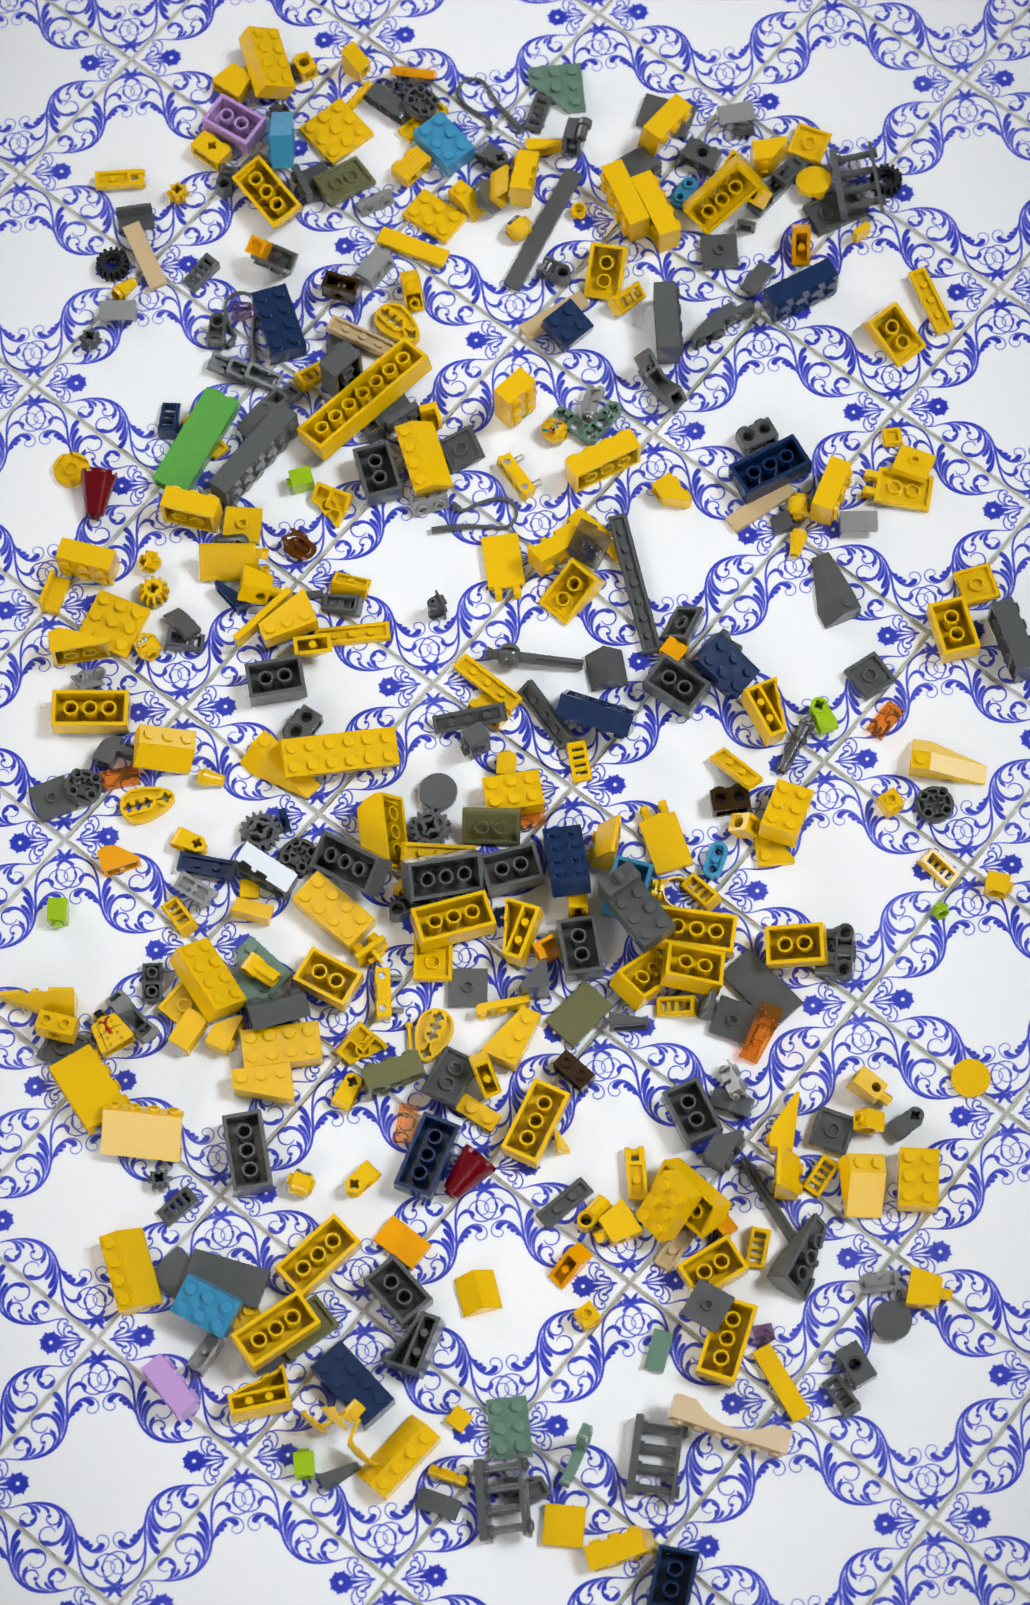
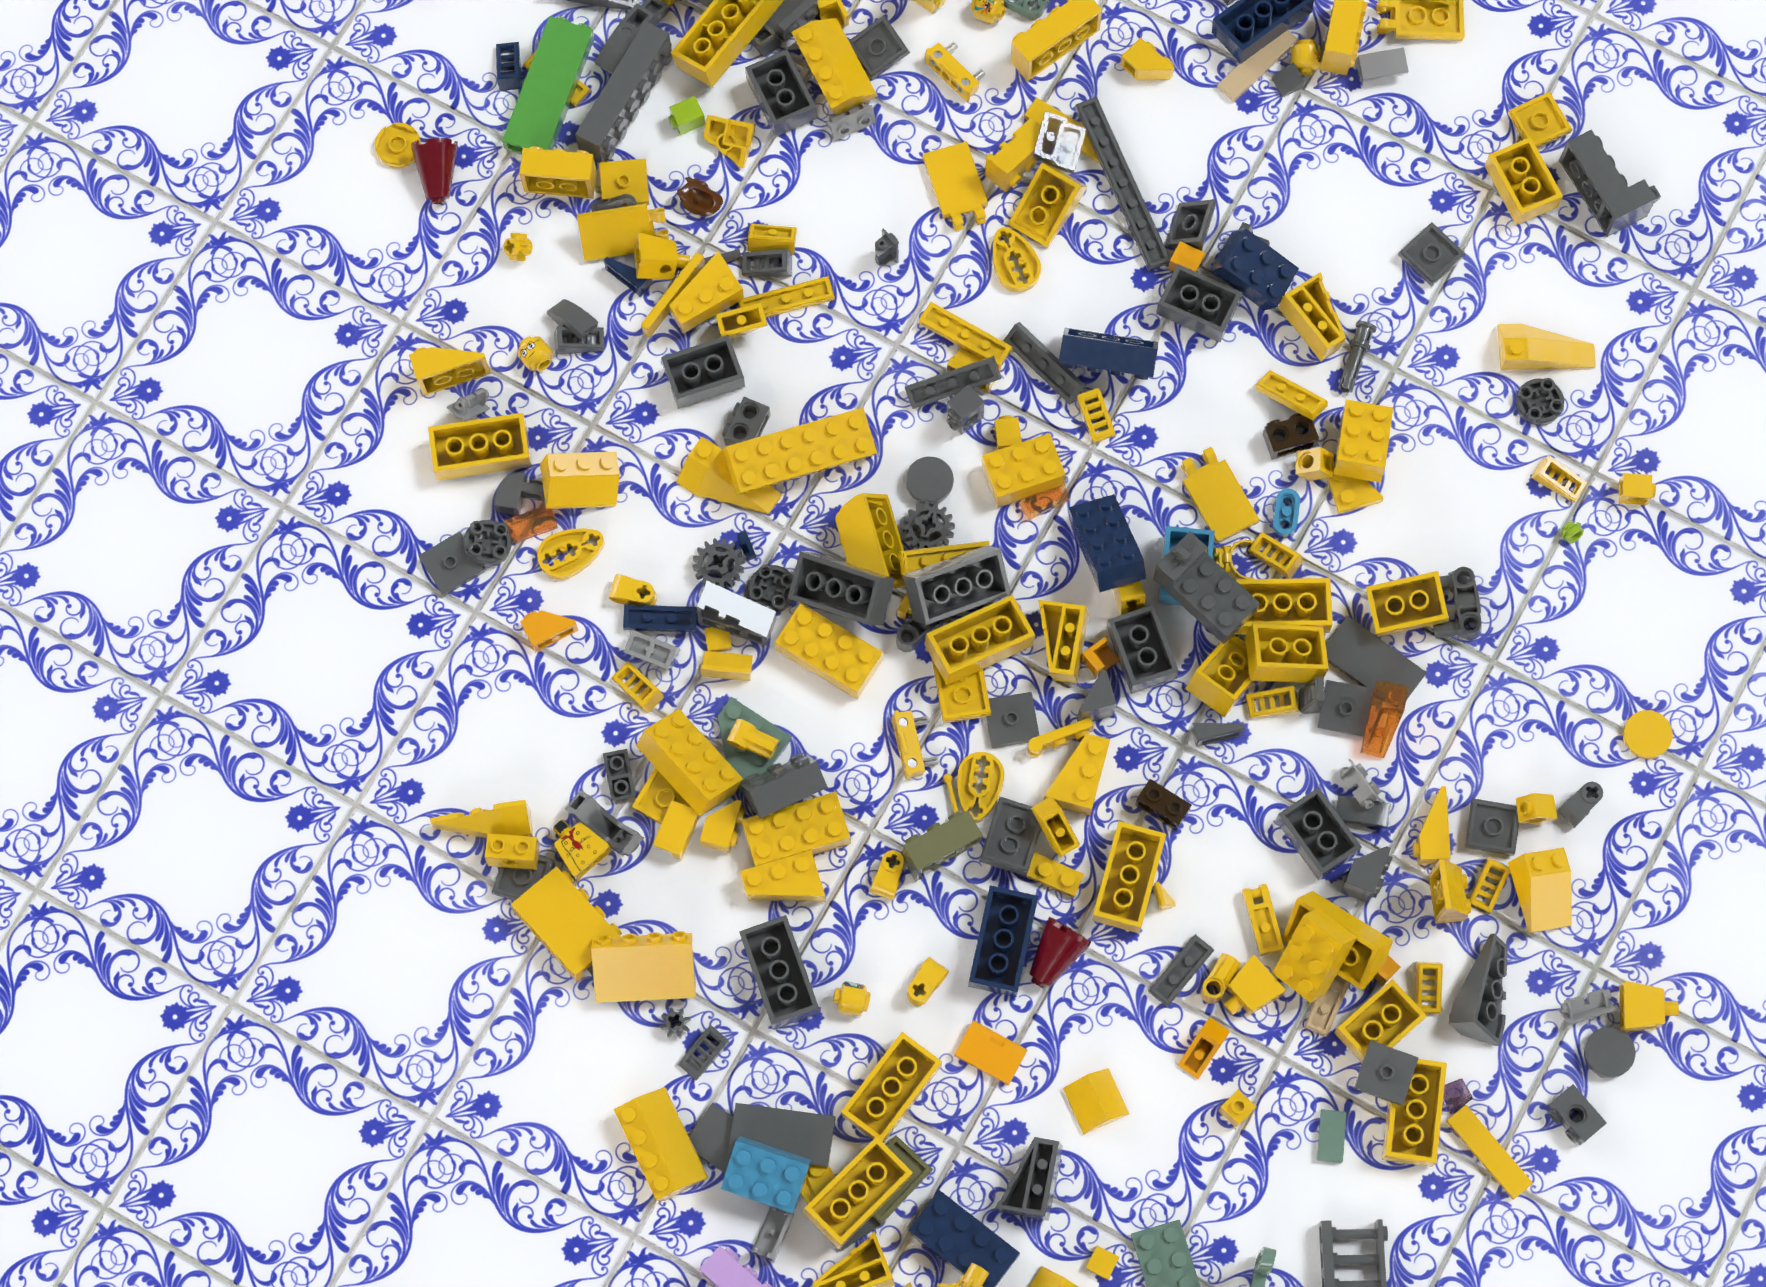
camera: 10 degrees left, 5 degrees up
(54, 593) = (405, 305): yellow panel -> none
(58, 912) = (485, 706): lime brick -> none
(87, 561) = (440, 258): yellow brick -> none
(116, 621) = (489, 328): yellow plate -> none
(147, 588) = (538, 287): yellow gear -> none
(210, 778) = (643, 507): yellow cone -> none
(328, 979) = (838, 737): yellow brick -> none
(359, 1044) = (890, 811): yellow slope -> none
(372, 951) = (886, 694): yellow hips -> none
(398, 1291) = (998, 1116): dark grey brick -> none
(406, 1123) = (967, 902): clear orange tile -> none
(456, 527) = (887, 146): dark grey piece -> none
(491, 826) = (1004, 513): olive tile -> none
(510, 656) = (986, 296): dark grey piece -> none
(512, 869) = (1041, 564): dark grey brick -> none
(547, 628) = (1027, 258): none -> yellow piece
(579, 1014) = (1155, 731): olive tile -> none
(606, 668) = (1107, 294): dark grey slope -> none
(606, 843) = (1150, 513): yellow slope -> none
(689, 1412) = (1388, 1209): tan arch -> none
(767, 1198) = (1431, 927): dark grey axle -> none
(797, 541) = (1311, 99): yellow cone -> none
(823, 719) = (1383, 315): lime piece -> none
(833, 593) = (1369, 160): dark grey wedge -> none
(855, 1404) = (1559, 1161): dark grey slope -> none
(863, 1083) = (1528, 766): yellow torso -> none
(885, 720) = (1460, 306): clear orange tile -> none
(890, 803) = (1487, 408): yellow brick -> none
(918, 1180) = (1609, 871): yellow brick -> none

